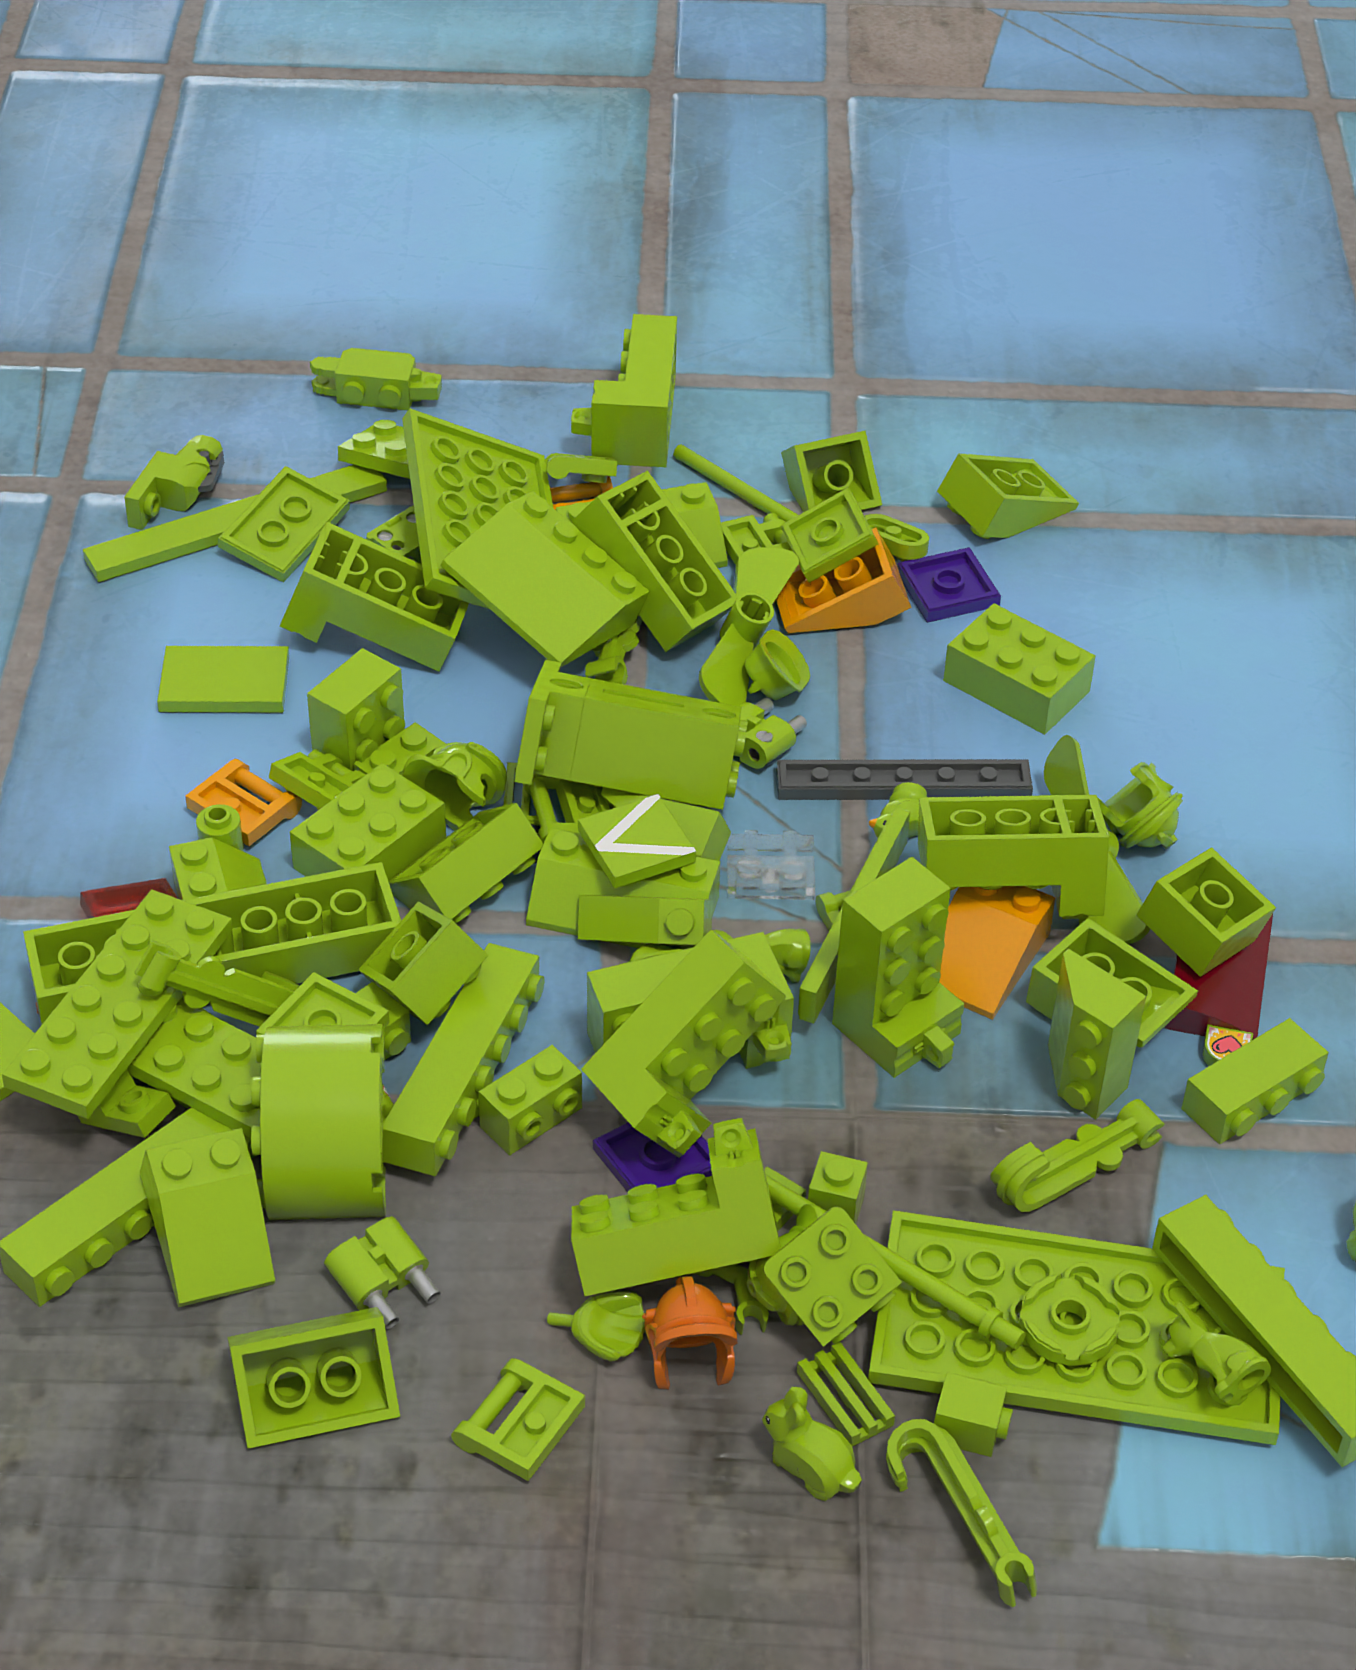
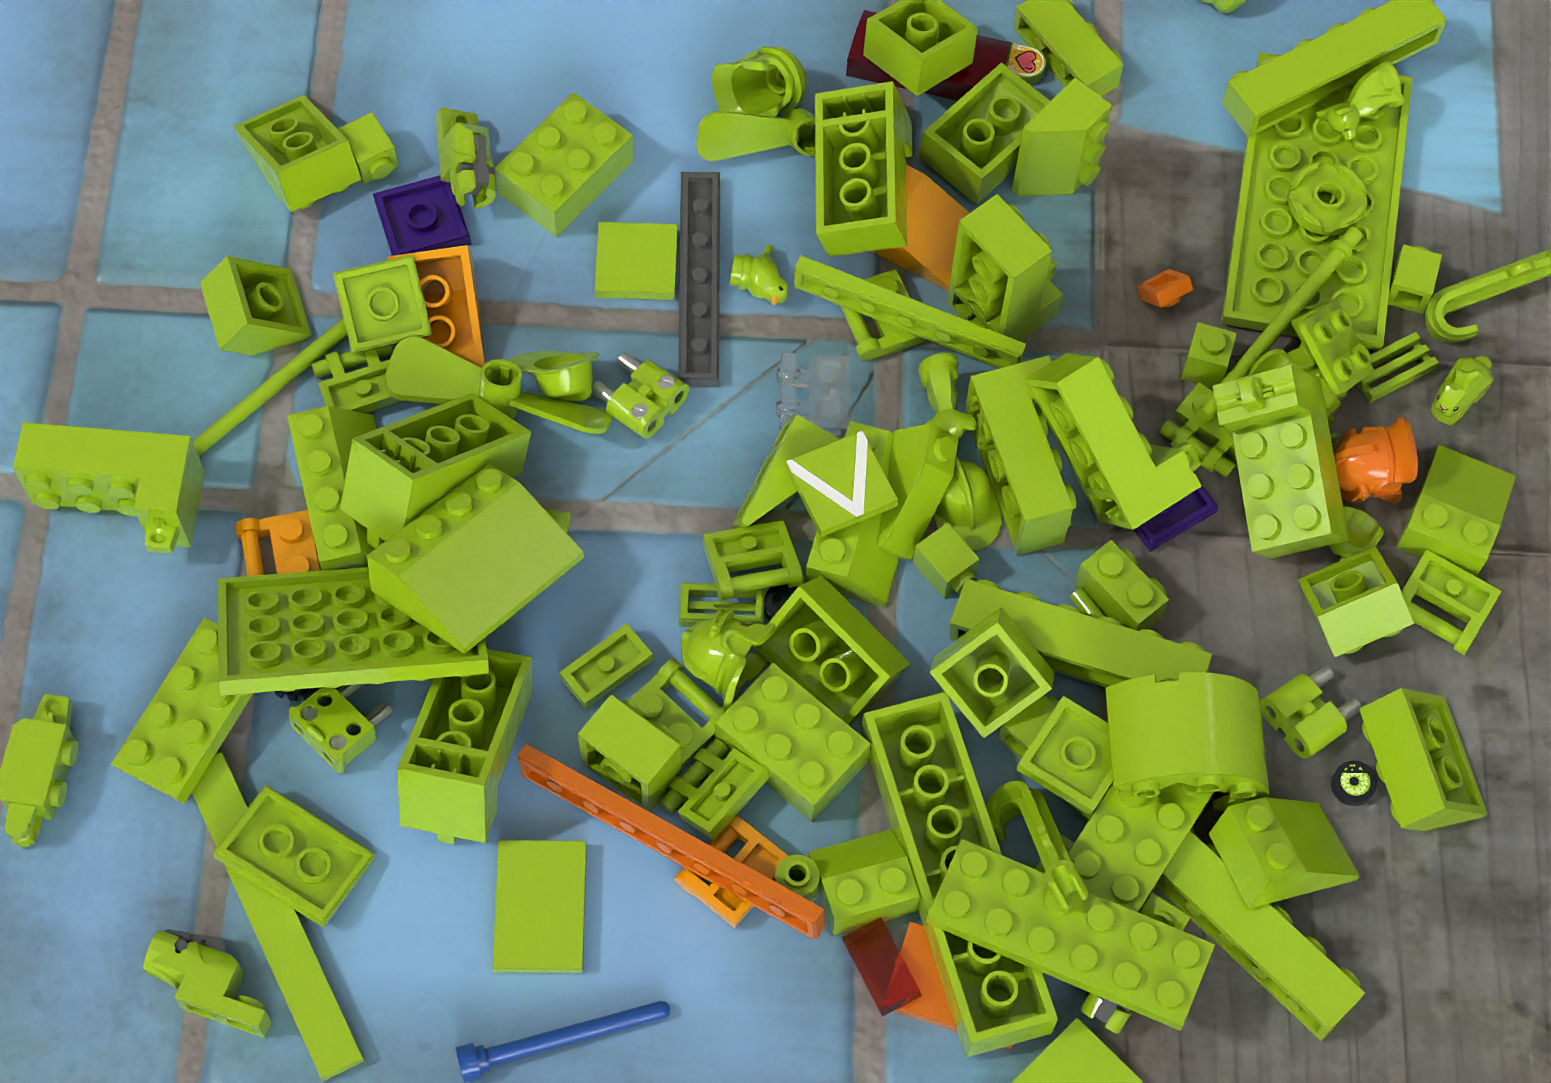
camera: 90 degrees left, 20 degrees up
(82, 638) = (478, 1060): none -> blue piece
(242, 758) = (672, 842): none -> orange tile
(295, 1308) = (1353, 783): none -> tile
(459, 711) = (606, 666): none -> lime plate
(509, 1308) = (1356, 602): none -> lime slope
(569, 955) = (946, 560): none -> lime brick
(591, 467) = (226, 532): lime plate -> none
(630, 739) = (696, 498): lime brick -> none
(643, 1439) = (1457, 510): none -> lime slope
(901, 538) = (355, 250): lime plate -> none
(917, 728) = (636, 261): none -> lime tile
(927, 1160) = (1165, 288): none -> orange plate
(1016, 591) = (465, 156): none -> lime plate
(1017, 538) = (371, 148): none -> lime brick
(1037, 1177) = (1177, 212): lime piece -> none

